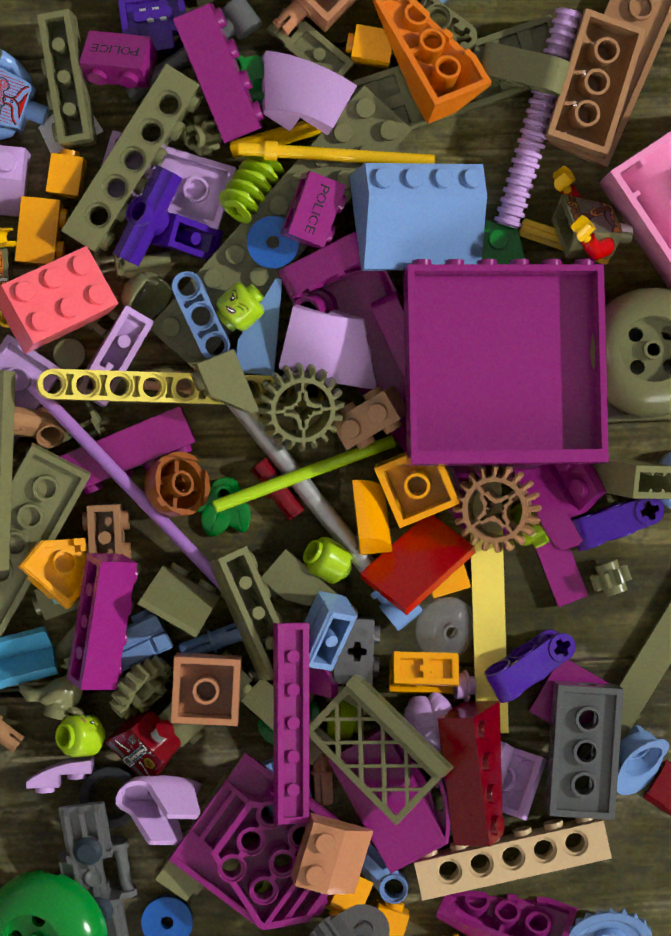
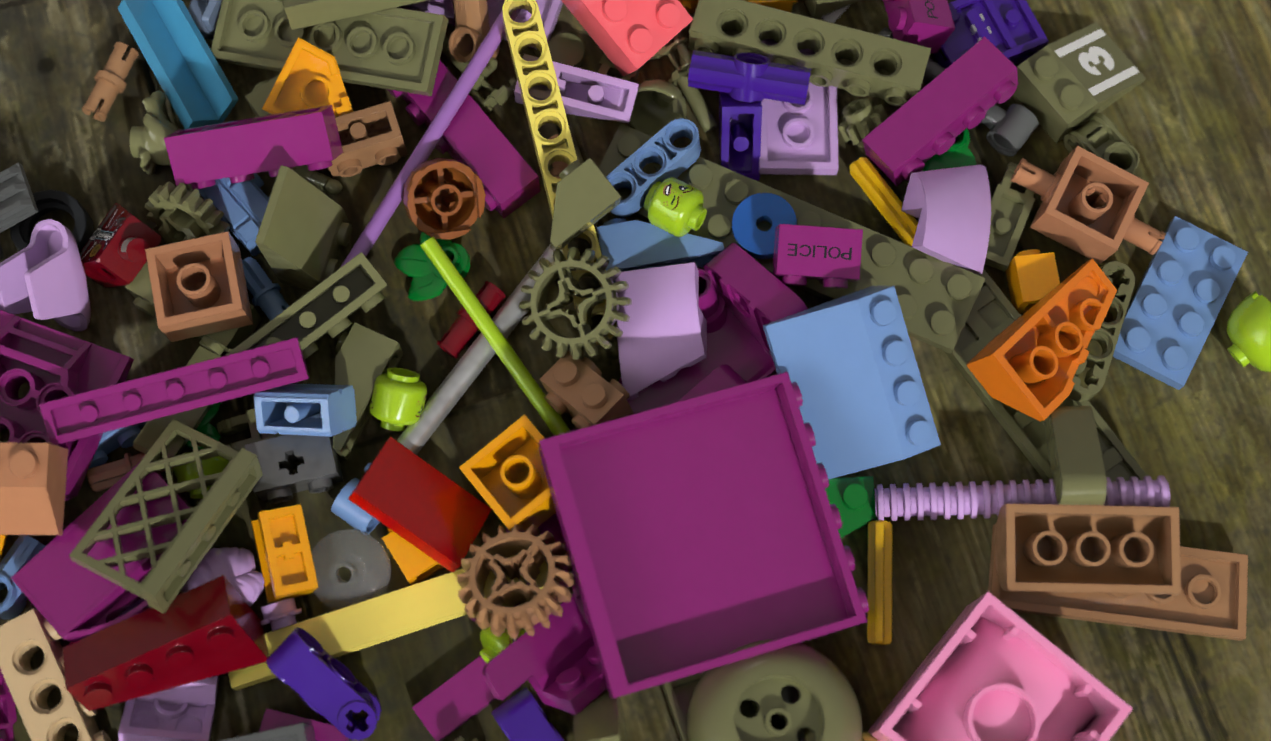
camera: 75 degrees right, 15 degrees down
(52, 776) = (67, 166): lavender slope -> none
(80, 735) = (116, 173): lime head -> none
(249, 187) = (823, 184): lime piece -> none
(272, 151) = (871, 194): yellow bar -> none
(322, 683) = (239, 429): magenta tile -> none
(371, 517) = (461, 432): light orange brick -> none
(585, 226) = (908, 595): torso -> none

